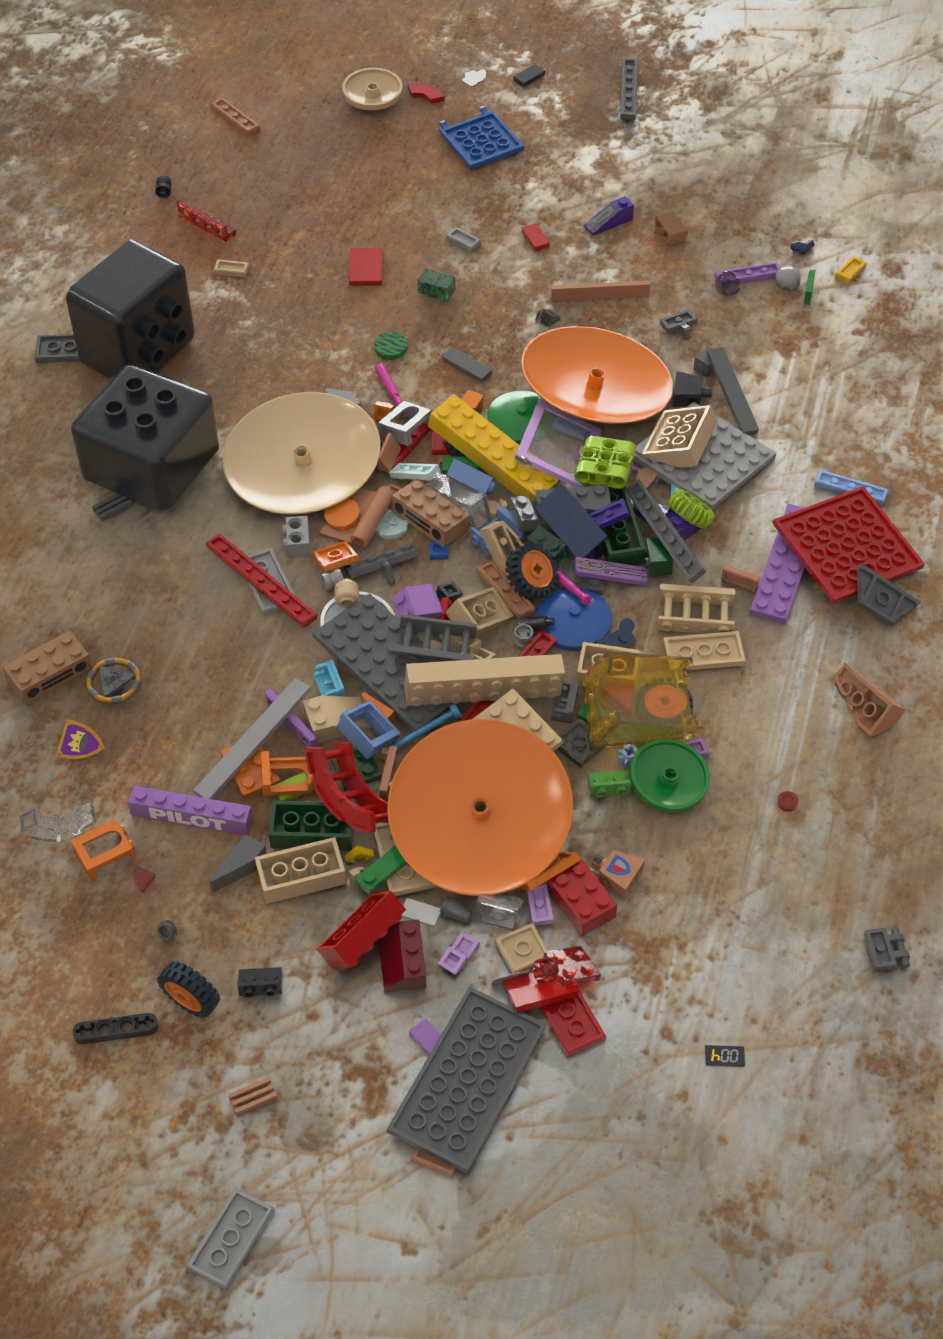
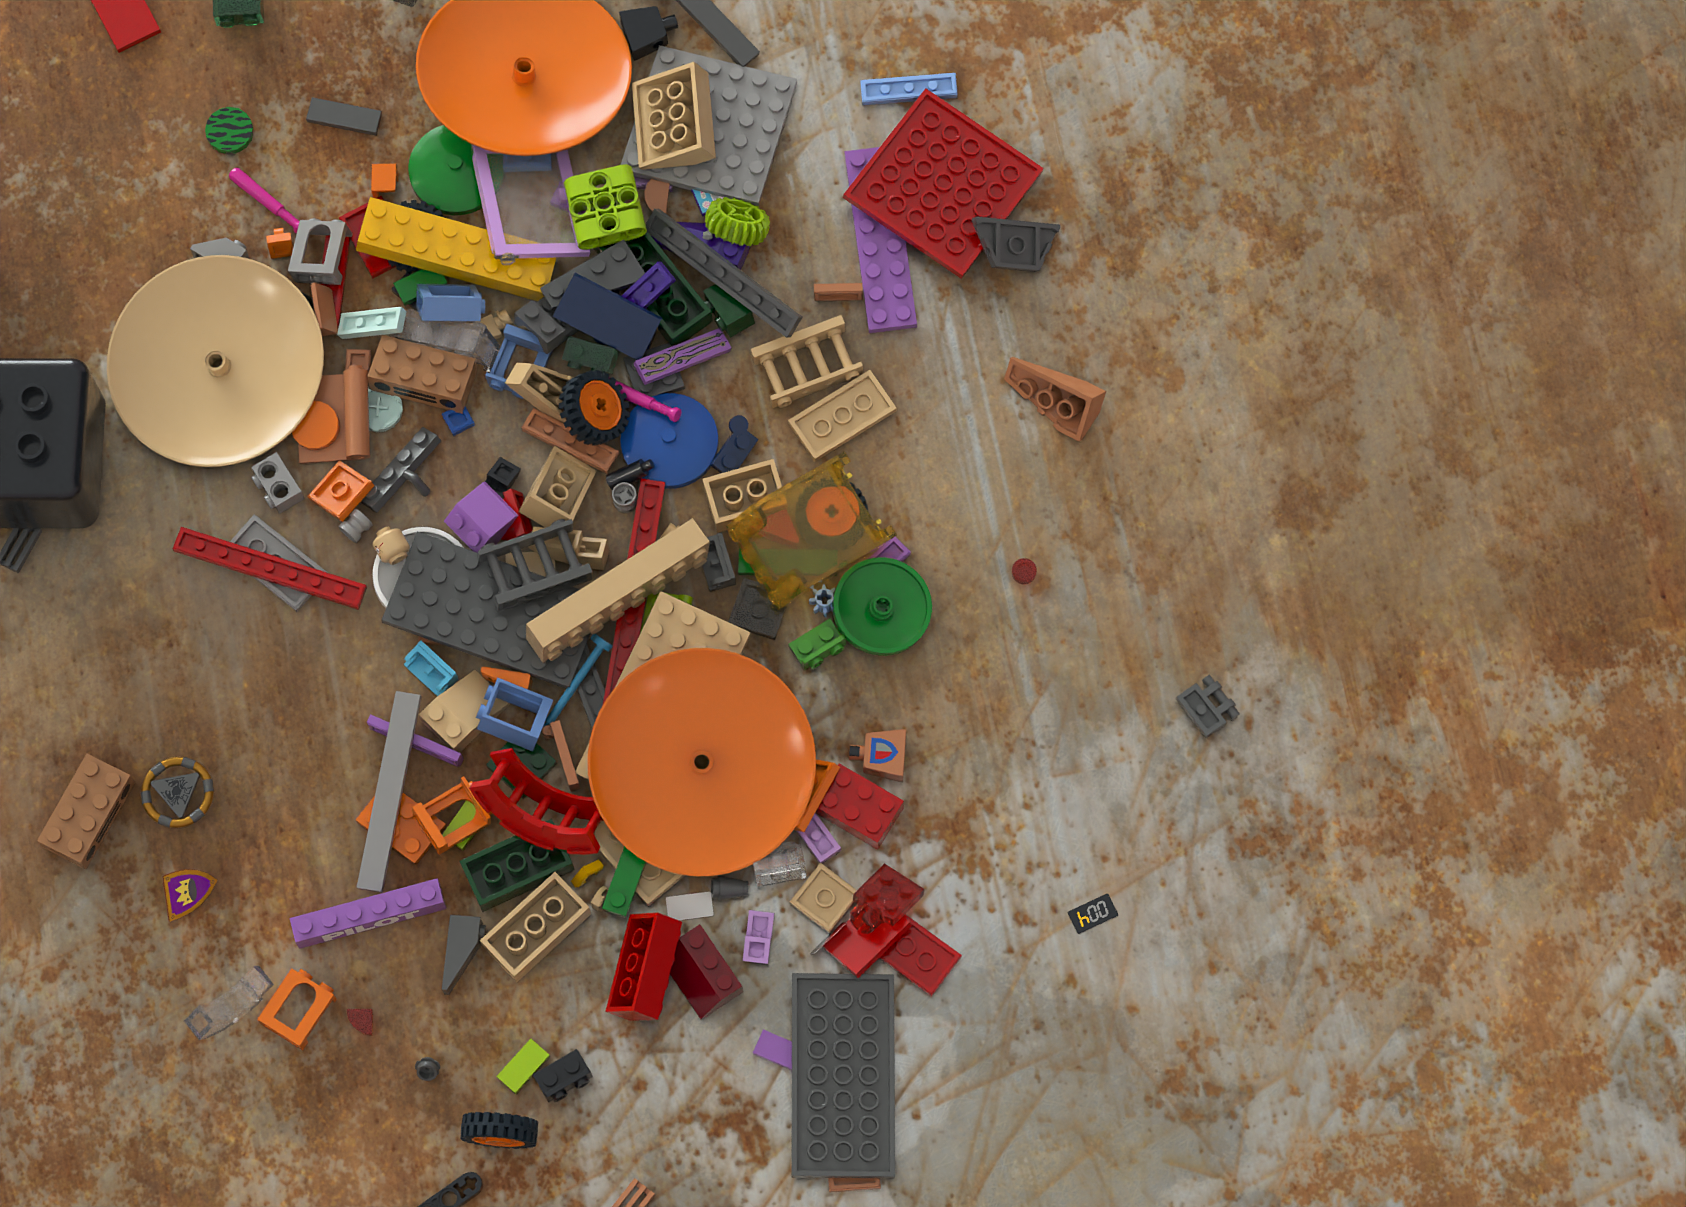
camera: 25 degrees left, 20 degrees up
(233, 961) = (523, 1066): none -> lime tile

